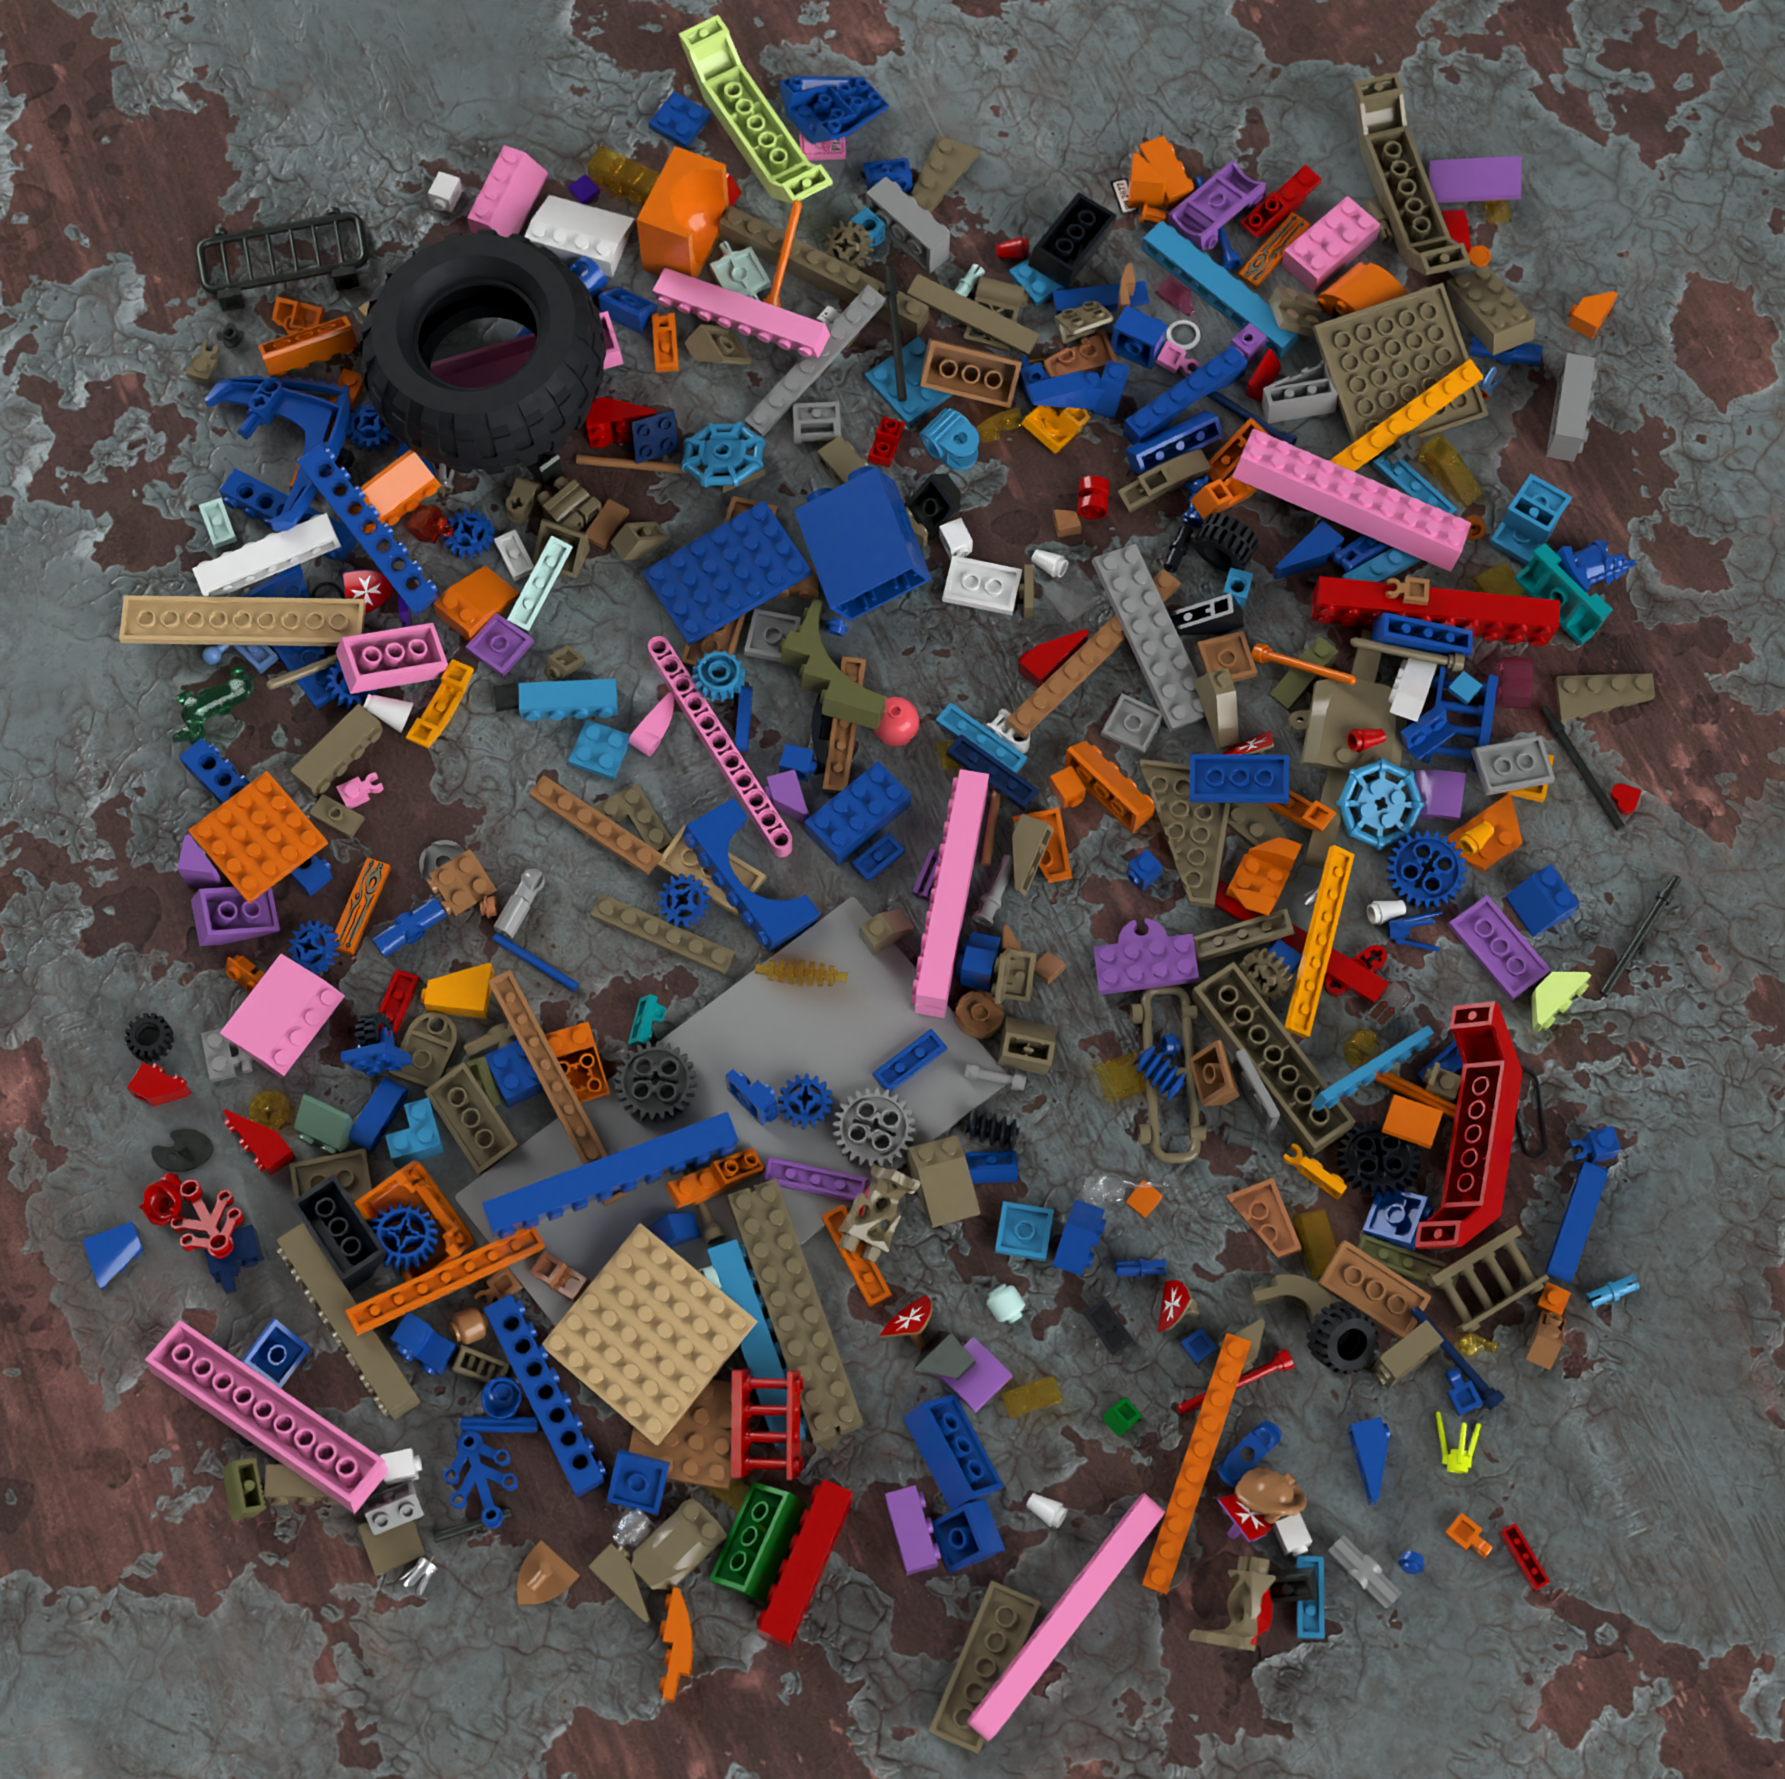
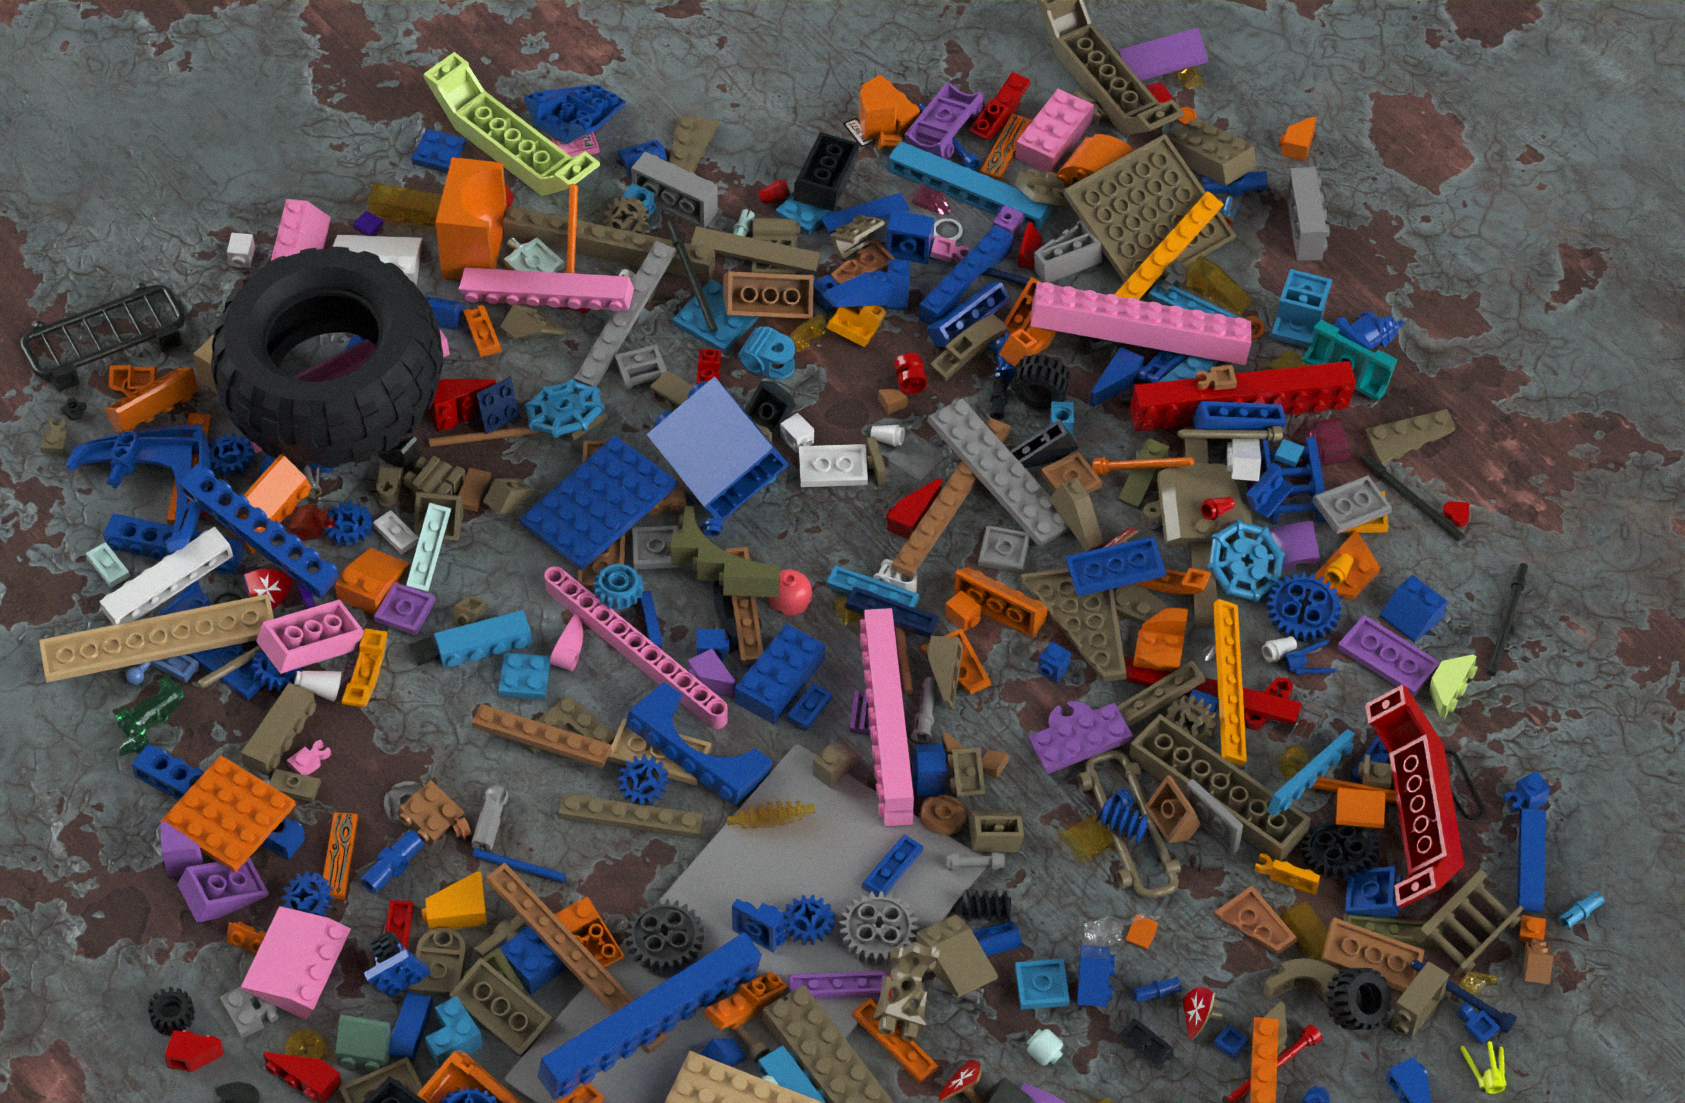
camera: 15 degrees left, 15 degrees down
(646, 1013) = (636, 886): teal hinge -> none
(1126, 288) = (886, 200): medium nougat slope -> none

